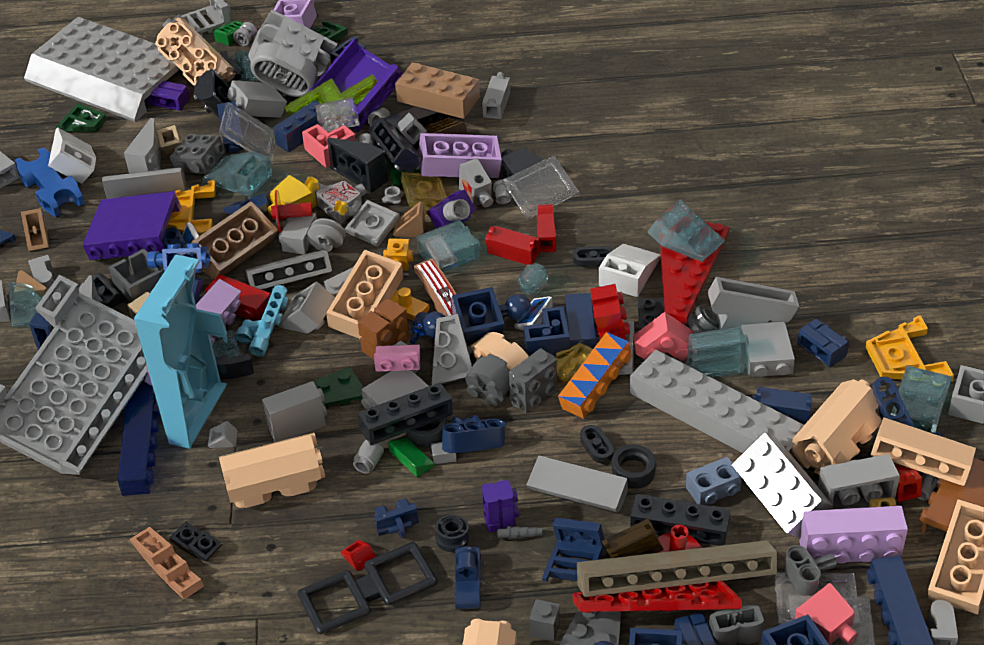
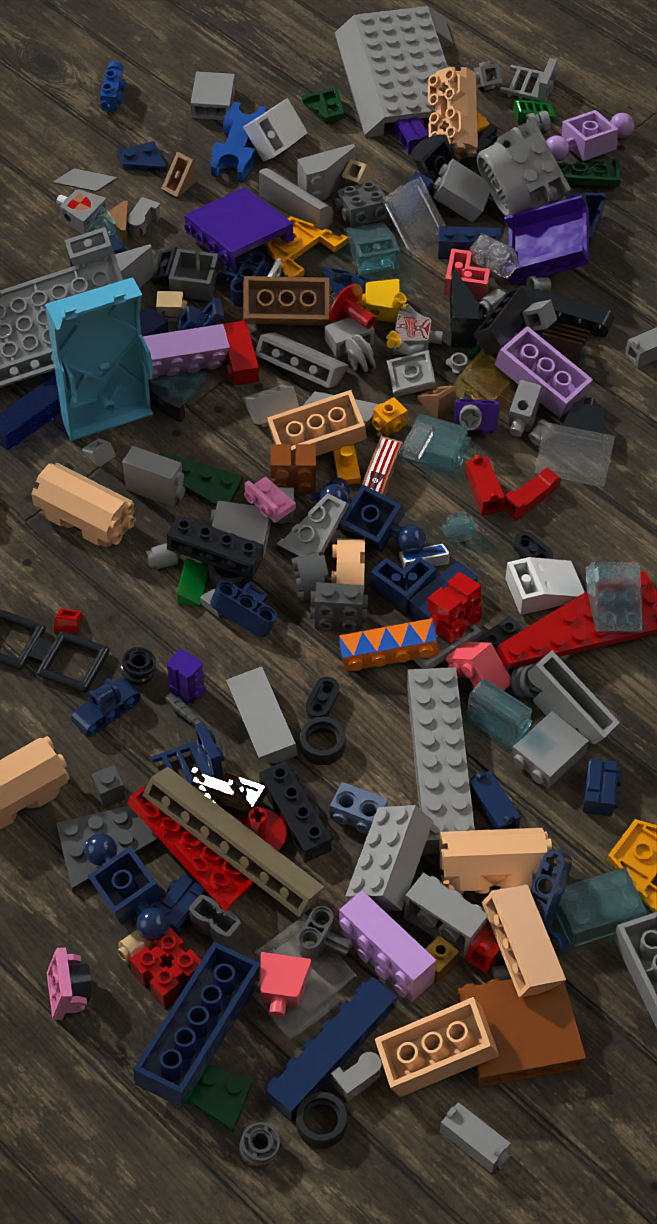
camera: 45 degrees right, 10 degrees up
(156, 259) = (222, 284): blue brick -> none
(259, 331) = (219, 392): medium azure piece -> none
(329, 92) = (518, 235): clear neon green bracket -> none
(396, 520) = (117, 622): dark blue hips -> none
(437, 90) = (601, 298): medium nougat brick -> none
(570, 361) = (388, 615): clear yellow wing -> none

